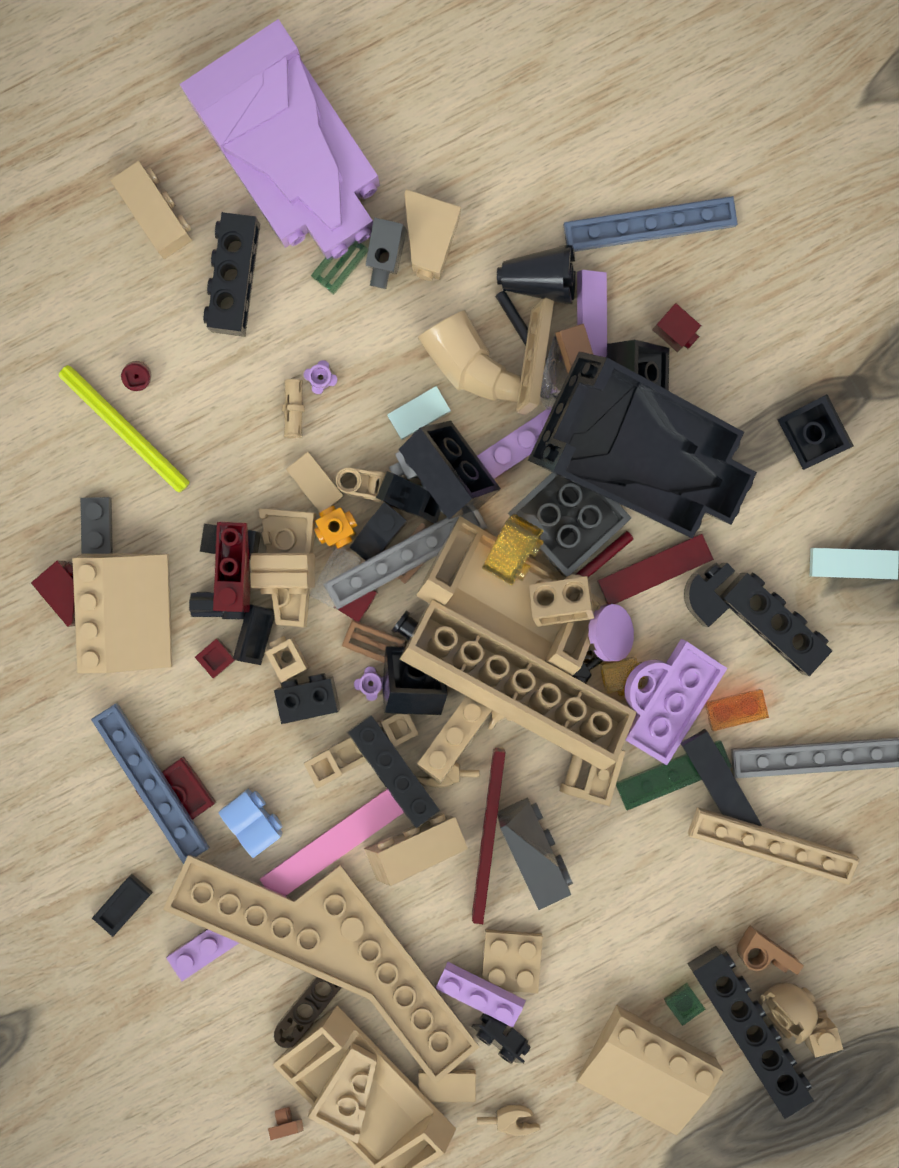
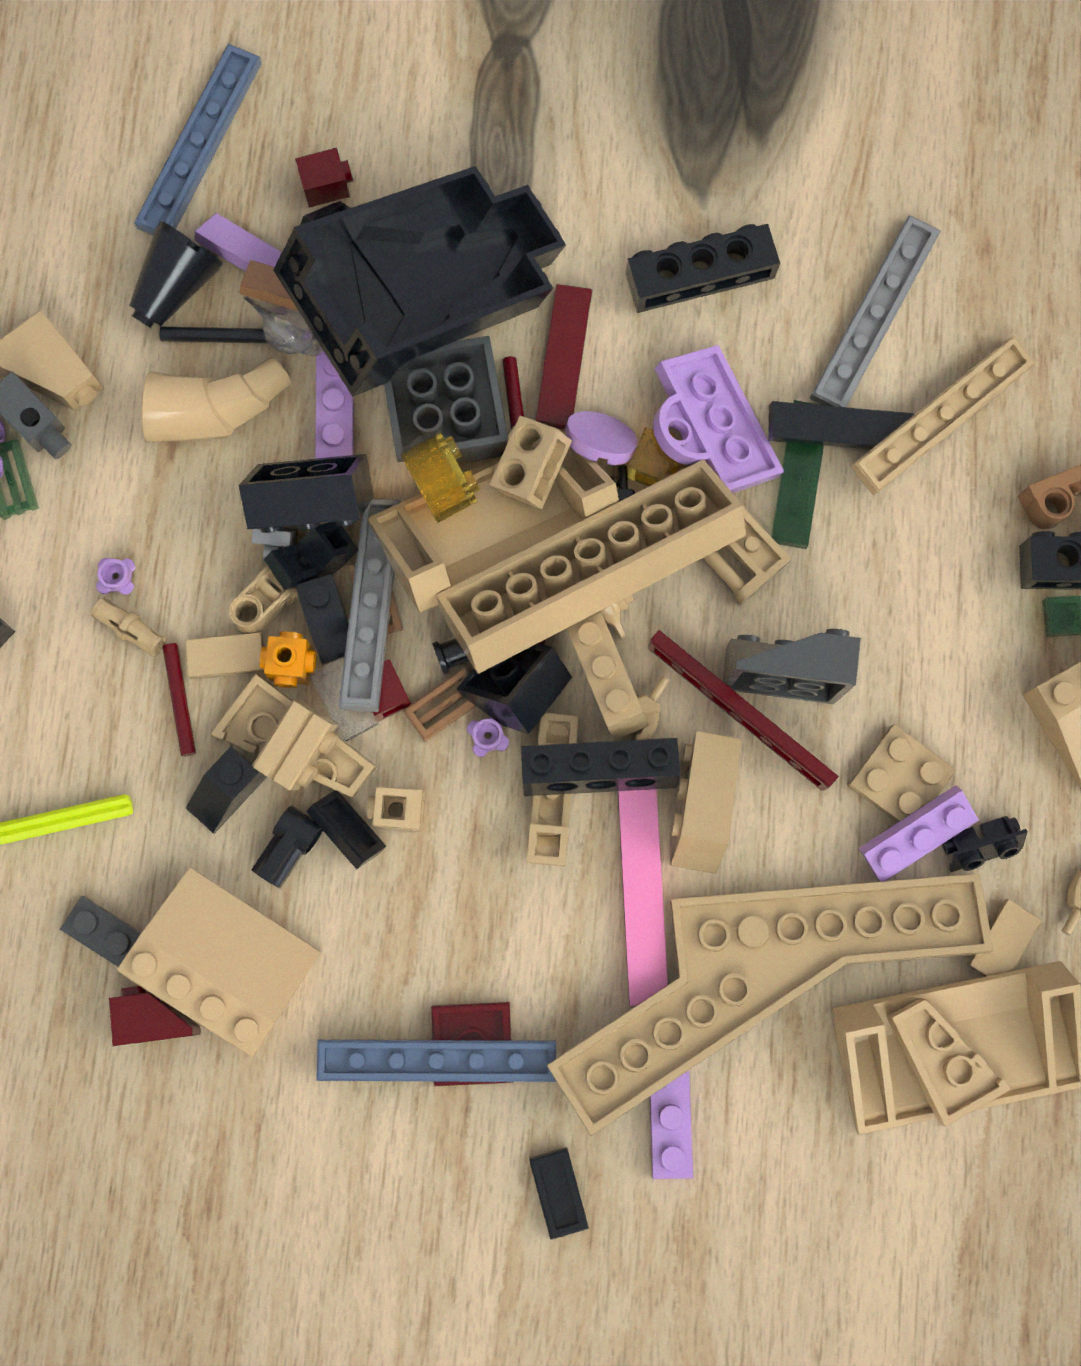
camera: 65 degrees left, 10 degrees down
(215, 658) = (343, 891): dark red plate -> none
(232, 568) = (252, 795): dark red slope -> none
(251, 822) = (557, 970): light blue brick -> none
(268, 472) = (179, 699): none -> dark red bar
(285, 1124) = (942, 1163): nougat tile -> none
(306, 699) = (457, 815): black brick -> none
(308, 997) = (803, 1037): dark brown beam -> none
(419, 412) = (224, 502): light aqua tile -> none
(535, 356) = (251, 331): tan tile -> none
(701, 597) = (623, 324): black brick -> none
(736, 709) = (770, 363): clear orange plate -> none
(815, 432) = (526, 106): black slope -> none
(854, 563) = (690, 155): light aqua tile -> none

